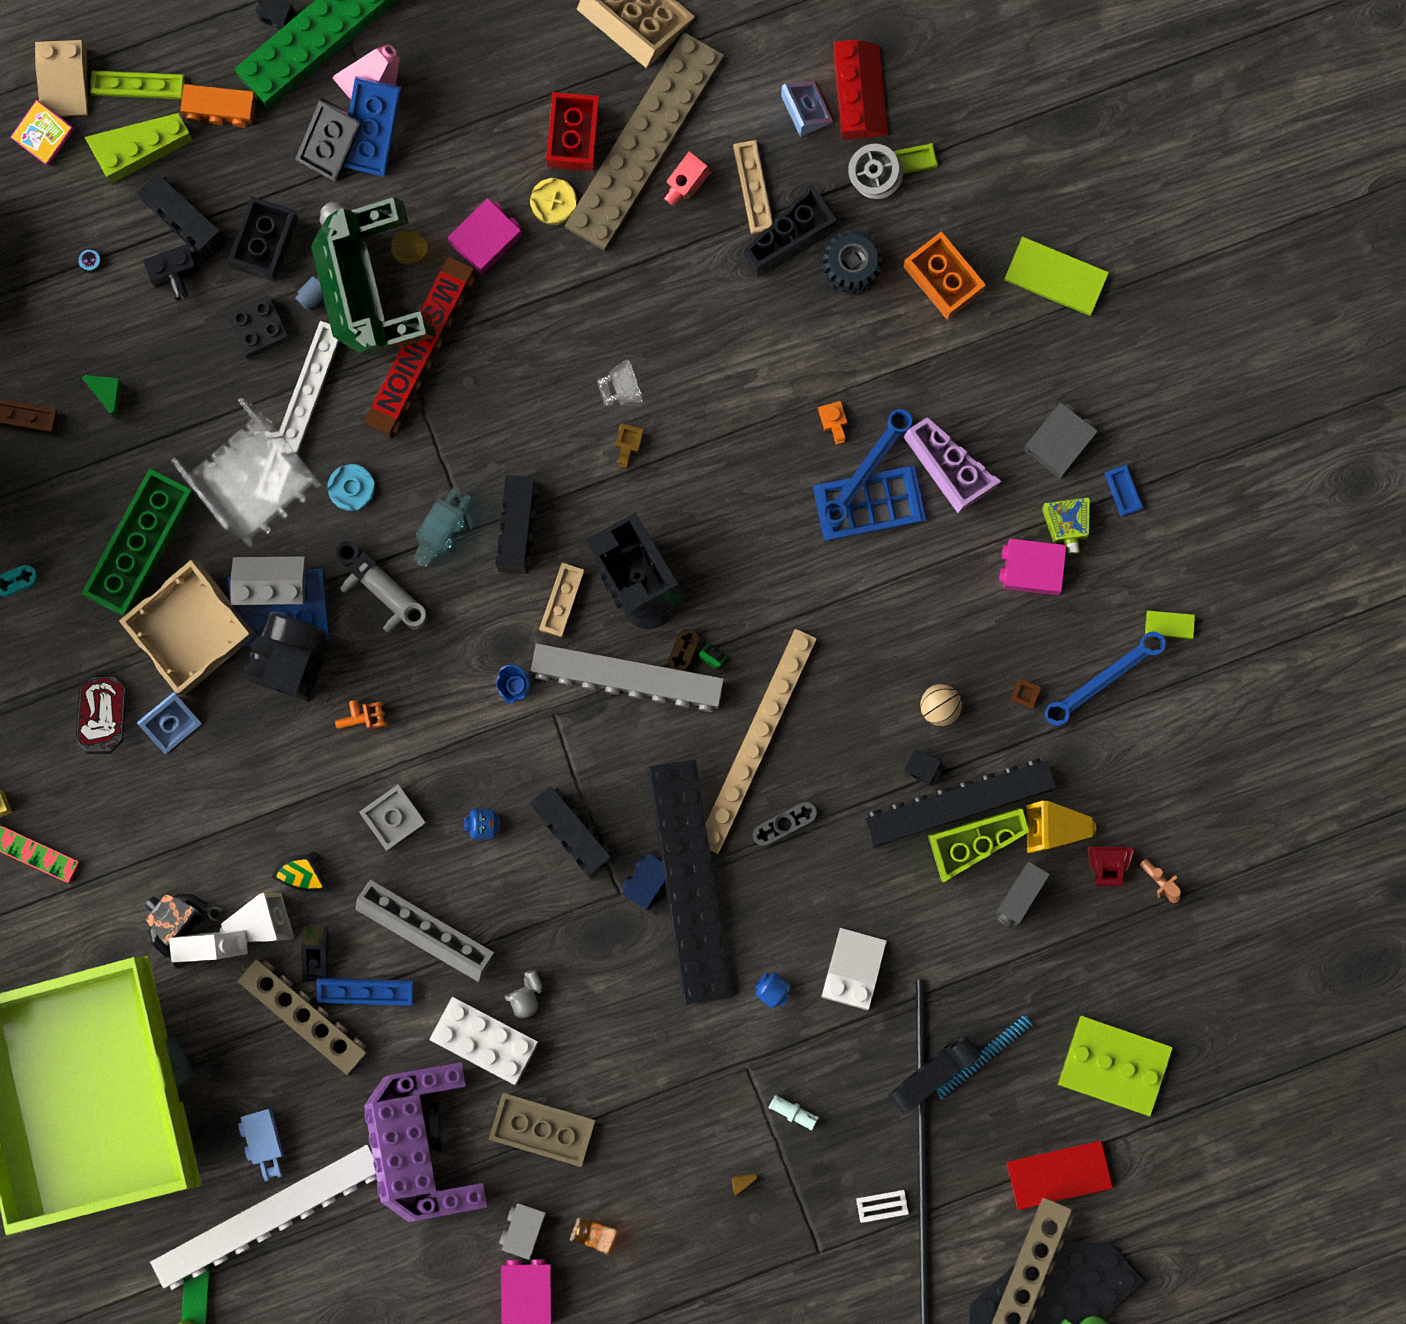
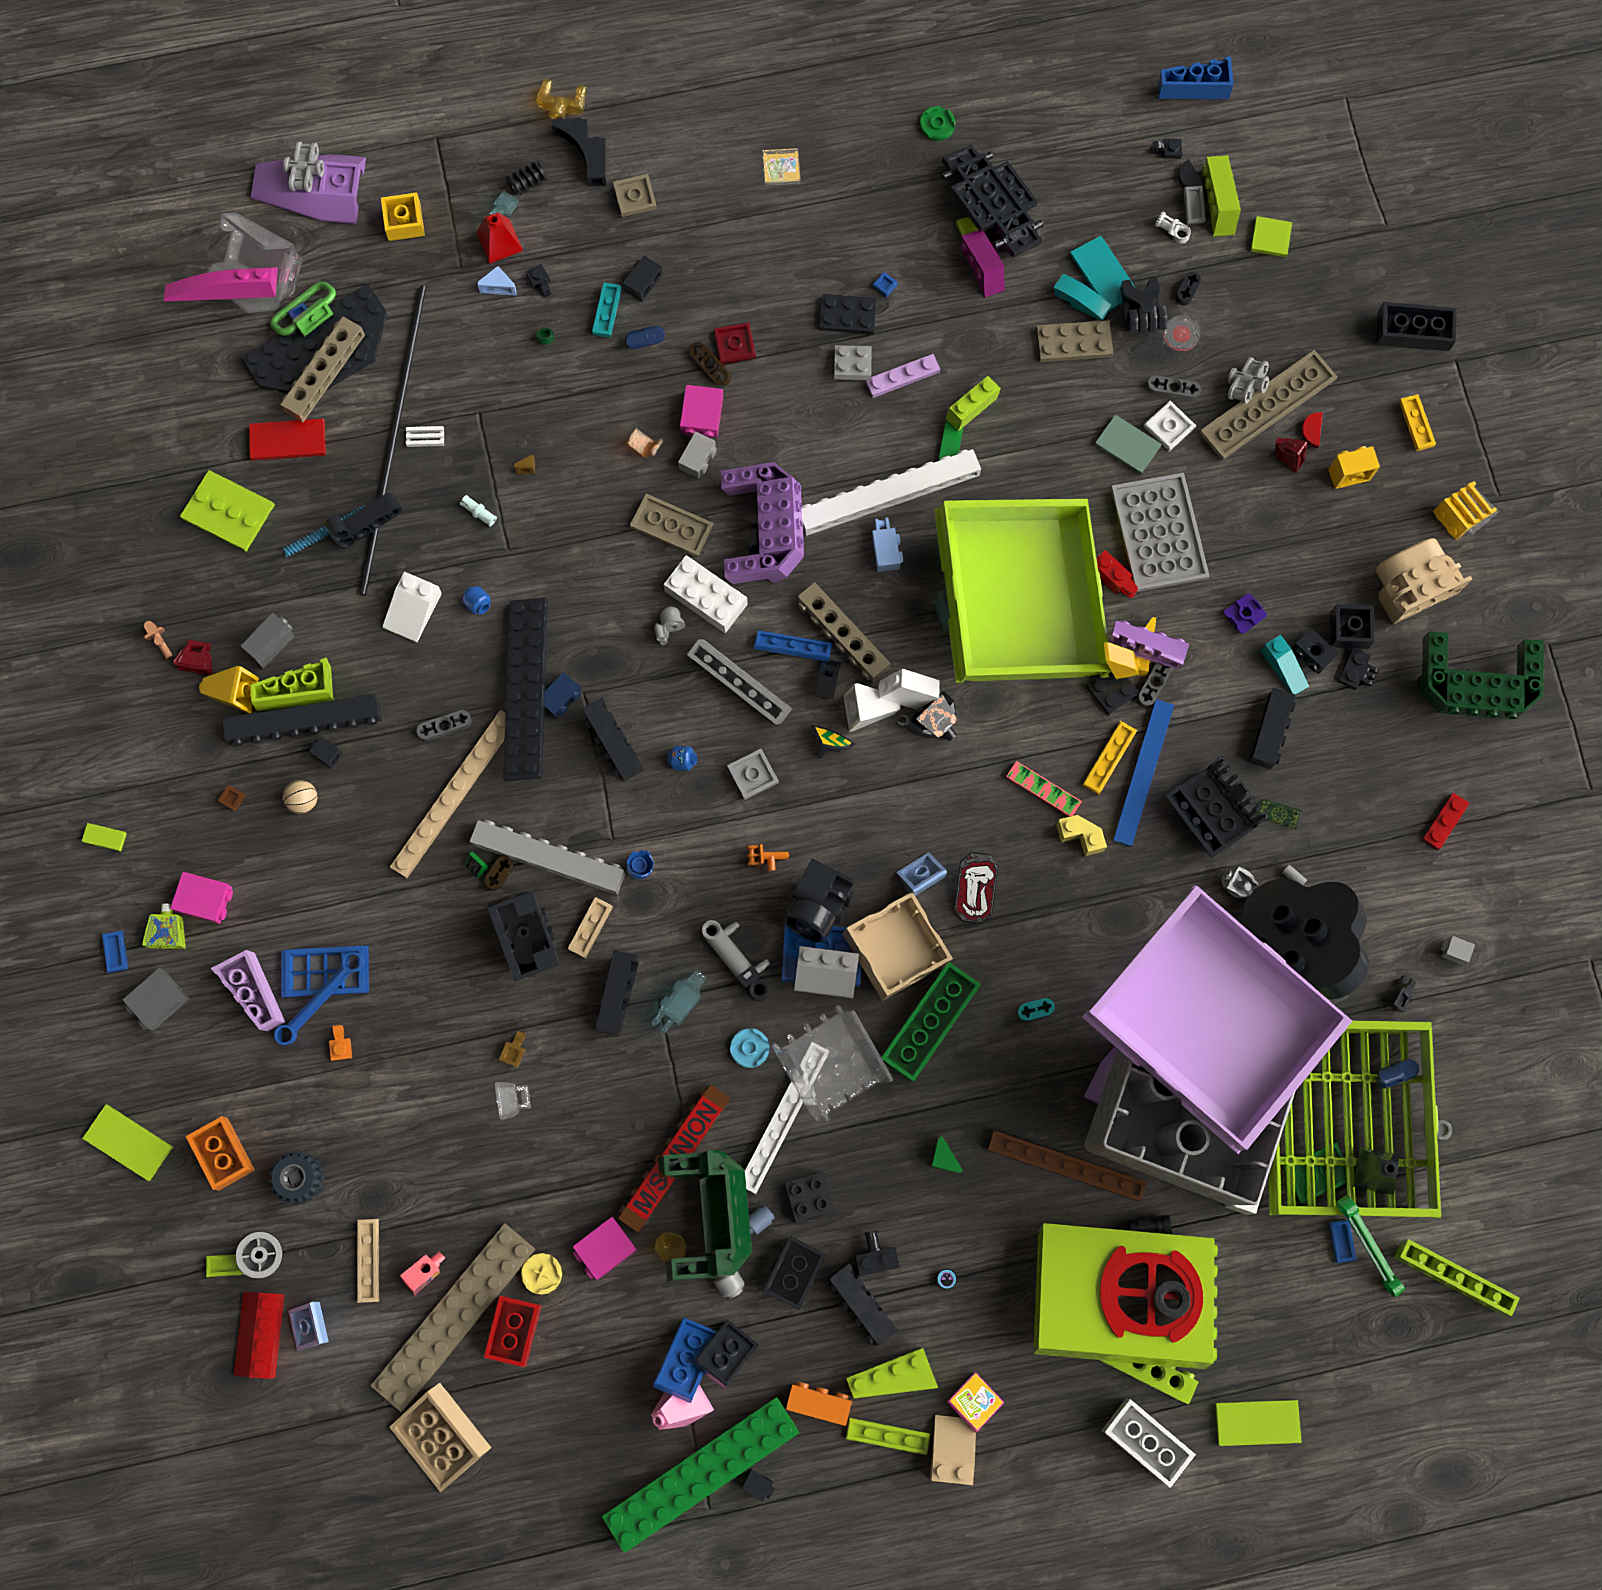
camera: 175 degrees left, 5 degrees down
(794, 231) = (336, 1214): black wedge -> none
(1105, 678) = (165, 800): blue piece -> none

